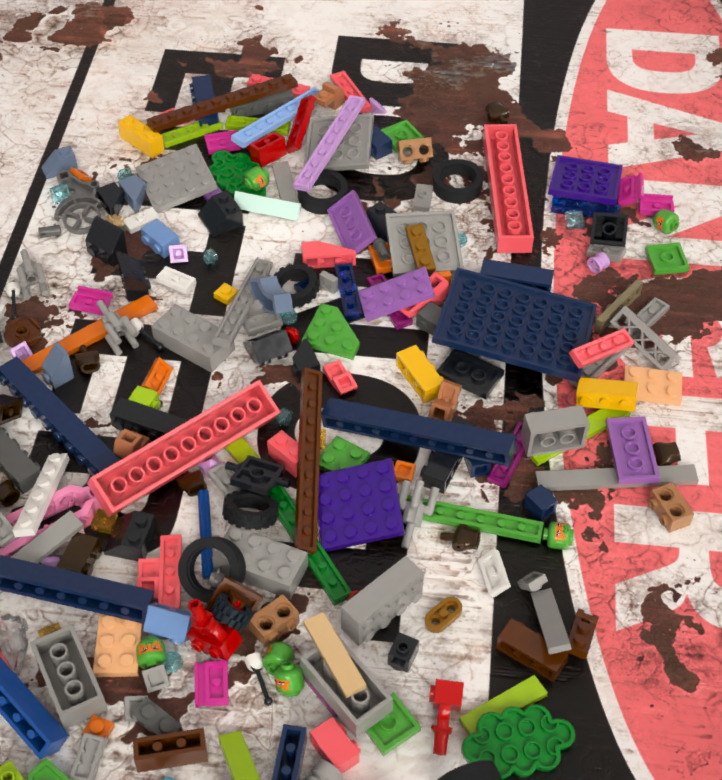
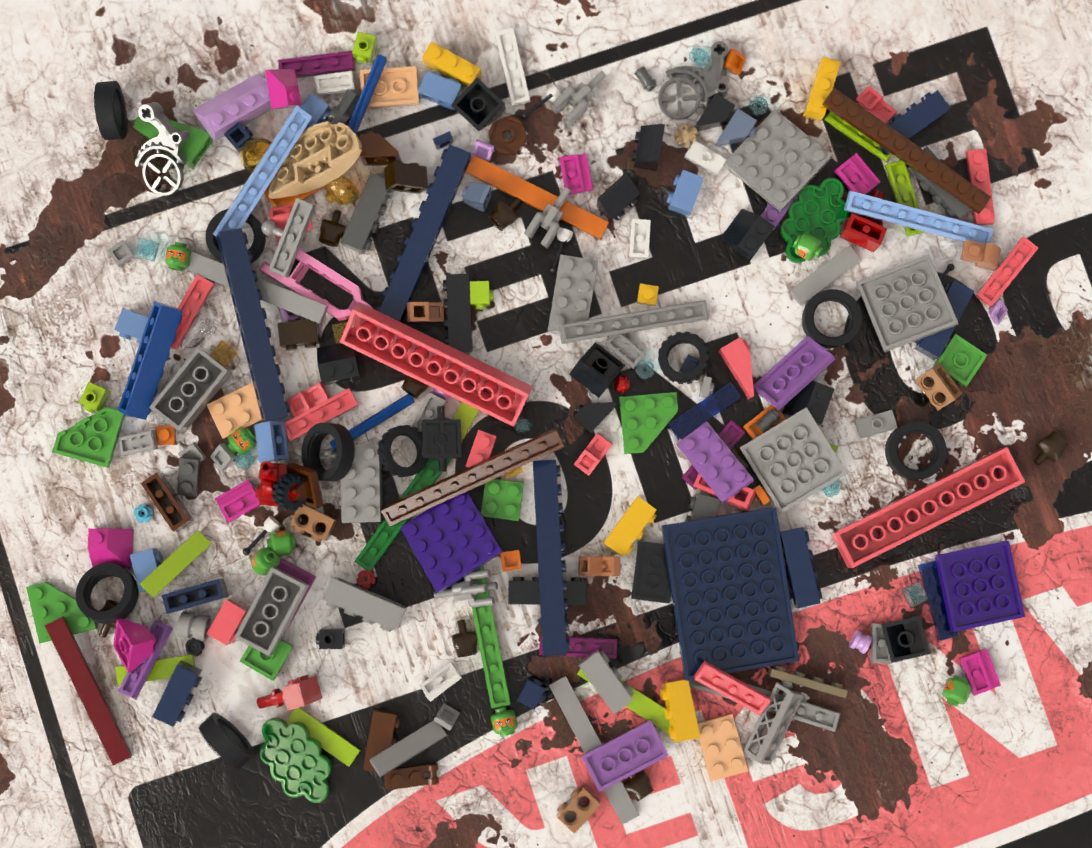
camera: 65 degrees right, 35 degrees up
(41, 495) = (335, 269): white plate -> none
(59, 160) = (742, 30): sand blue slope -> none
(157, 375) = (512, 289): orange plate -> none
(178, 253) = (675, 221): slope -> none
(210, 256) = (686, 254): clear light blue plate -> none
(267, 205) = (782, 273): light aqua tile -> none
(271, 295) = (651, 346): sand blue brick -> none
(300, 124) = (918, 247): red plate -> none
(329, 143) = (892, 298): lavender plate -> none
(334, 655) = (283, 594): tan tile -> none
(420, 247) = (779, 461): pearl gold plate -> none
(442, 615) = (382, 655): pearl gold plate -> none
(631, 189) = (989, 639): dark pink plate -> none
(667, 258) = (901, 708): bright green plate -> none

